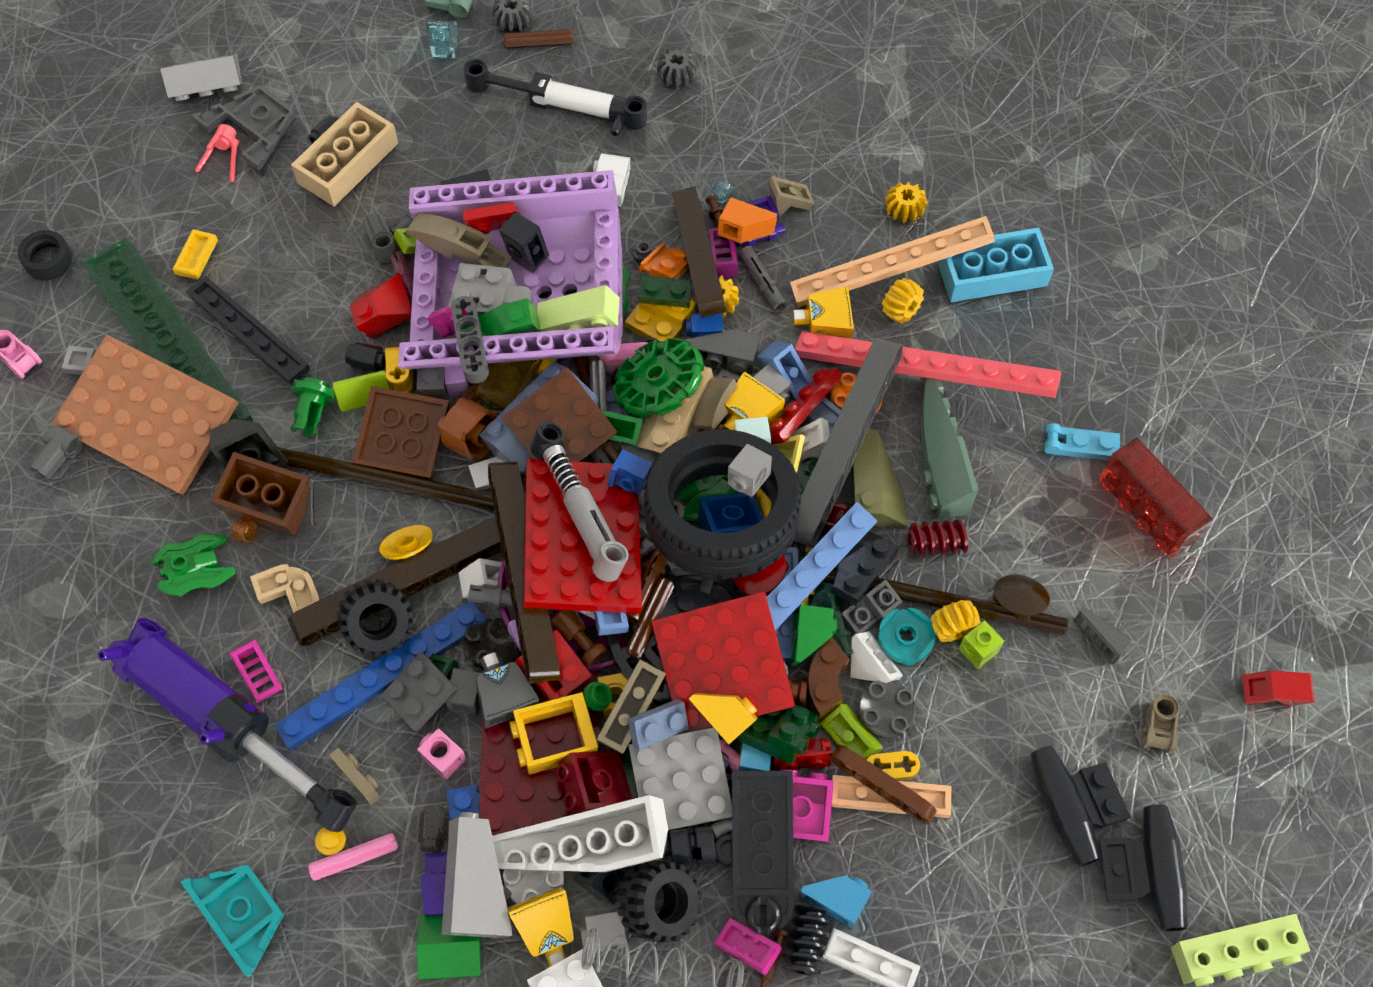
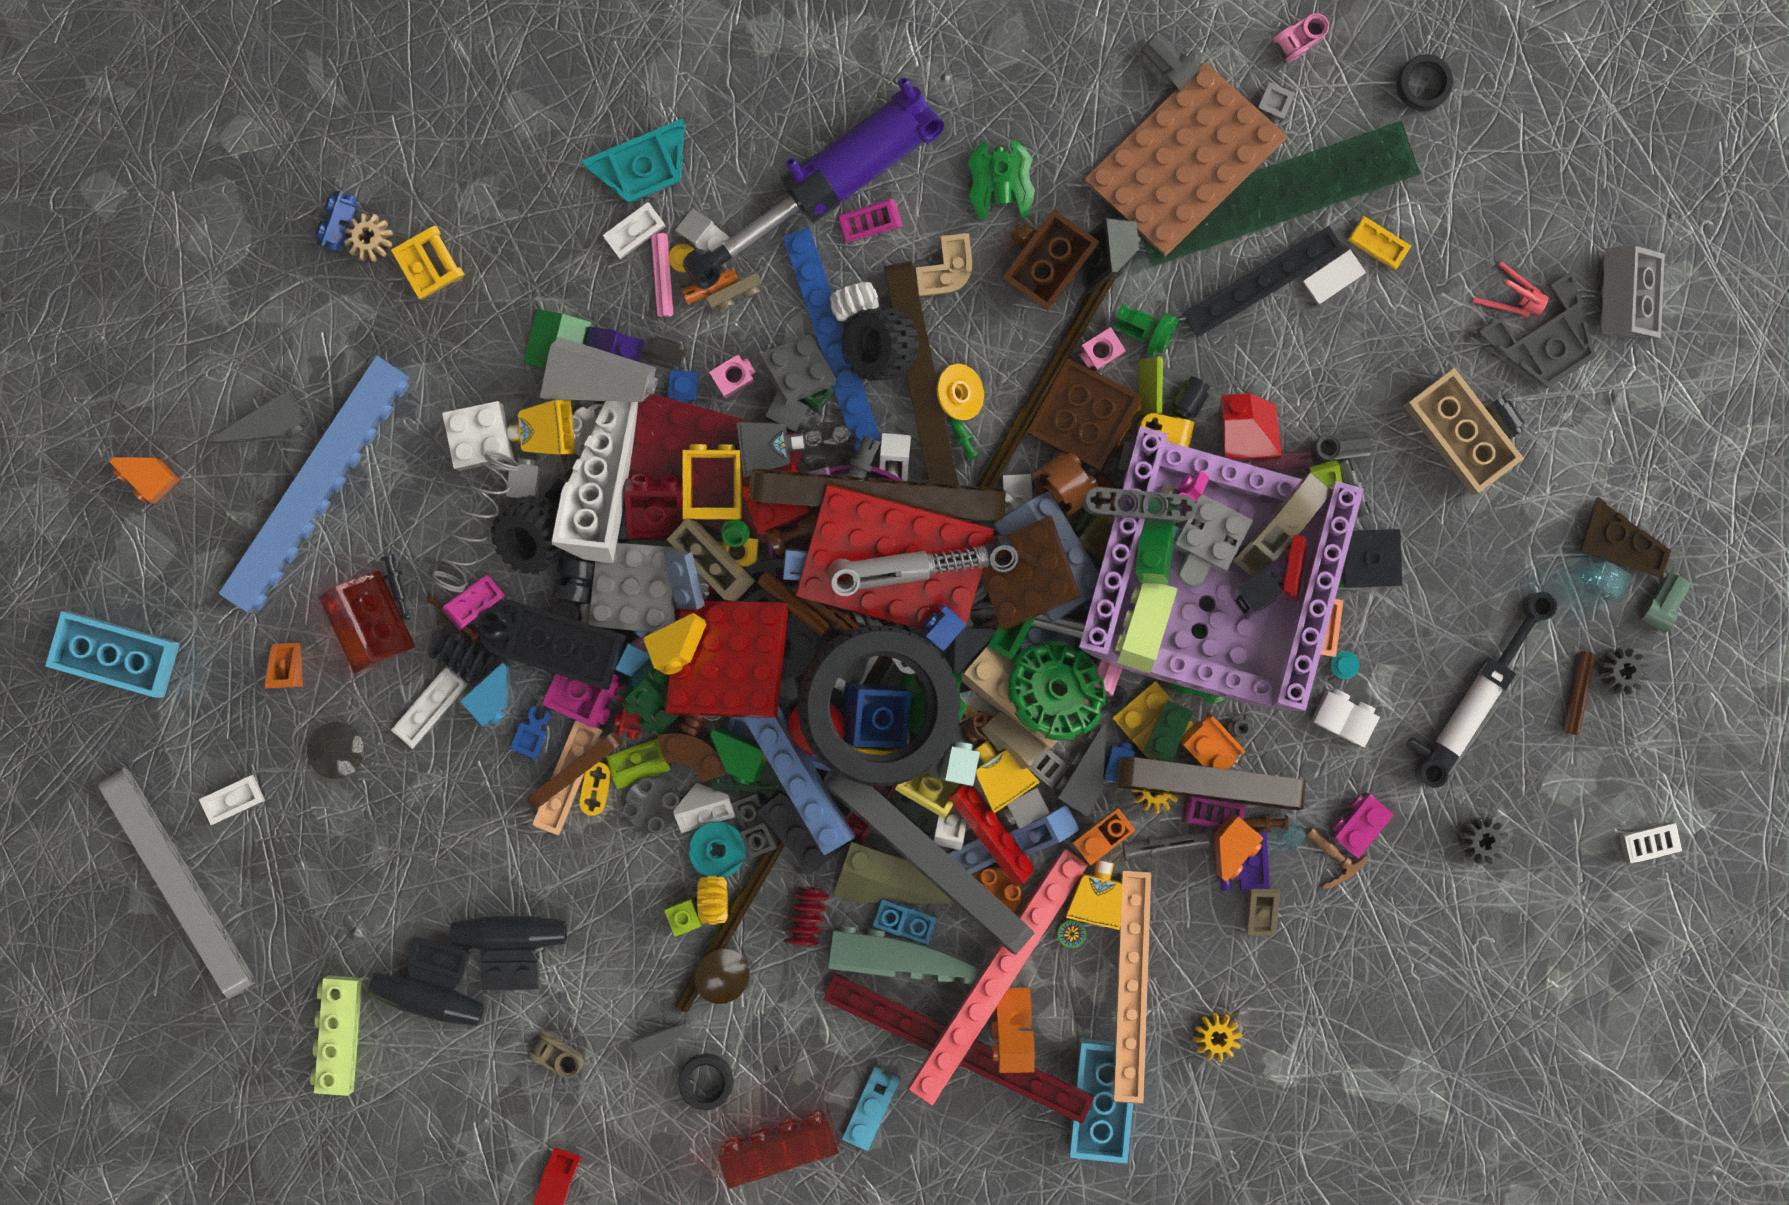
camera: 105 degrees right, 25 degrees up
(233, 281) = (1334, 277): none -> white tile
(298, 829) = (701, 231): none -> white slope
(311, 898) = (634, 230): none -> white plate
(333, 428) = (1112, 343): none -> bright pink brick
(339, 657) = (853, 299): none -> white gear
(361, 811) = (694, 293): none -> orange pin
(409, 39) = (1619, 541): none -> dark brown wing
(450, 530) = (963, 439): none -> green piece
(693, 151) = (1361, 824): none -> dark pink bracket
(731, 150) = (1333, 851): none -> medium nougat piece
(749, 470) = (887, 736): light grey brick -> none
(773, 321) = (1103, 836): none -> orange slope
(865, 329) = (1071, 933): none -> tile
(865, 845) = (530, 738): none -> blue plate
(902, 300) = (1087, 983): yellow gear -> none
(907, 458) = (905, 922): none -> dark azure slope
(983, 326) = (1014, 1047): none -> orange arch
(998, 402) = (979, 1058): none -> dark red plate
(1135, 569) = (702, 1103): none -> black tyre

